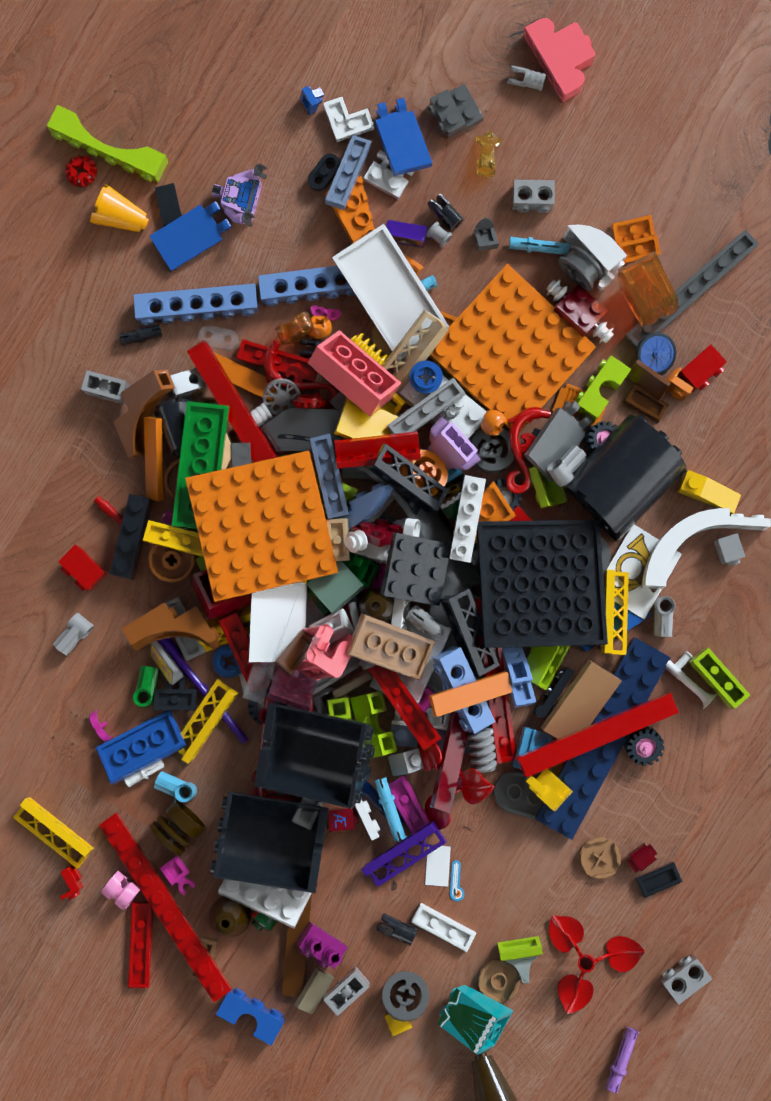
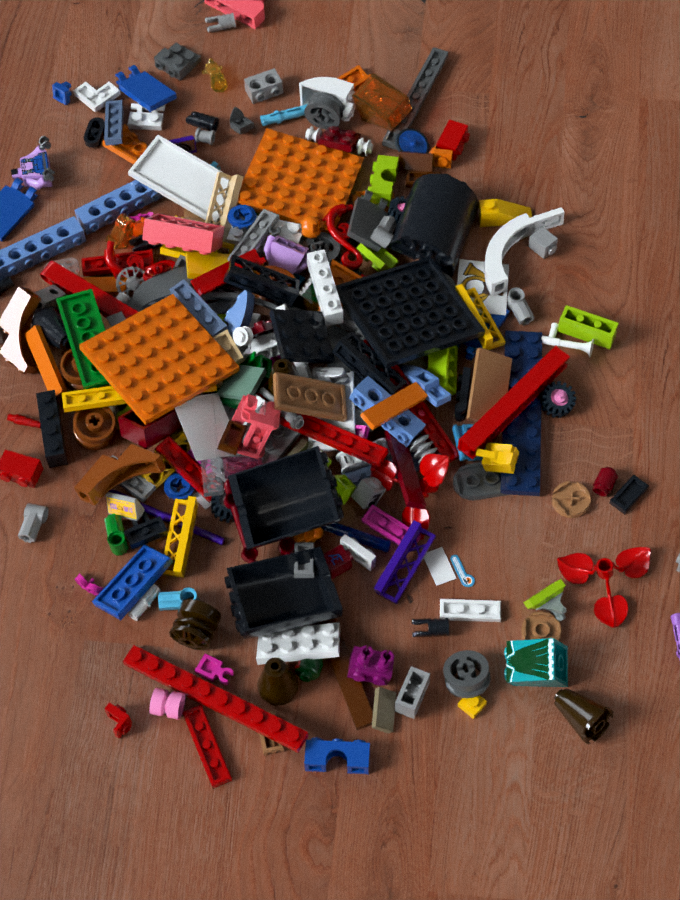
camera: 25 degrees left, 25 degrees down
(56, 828) = (82, 678): yellow fence -> none
(390, 810) = (368, 527): medium azure pin -> none

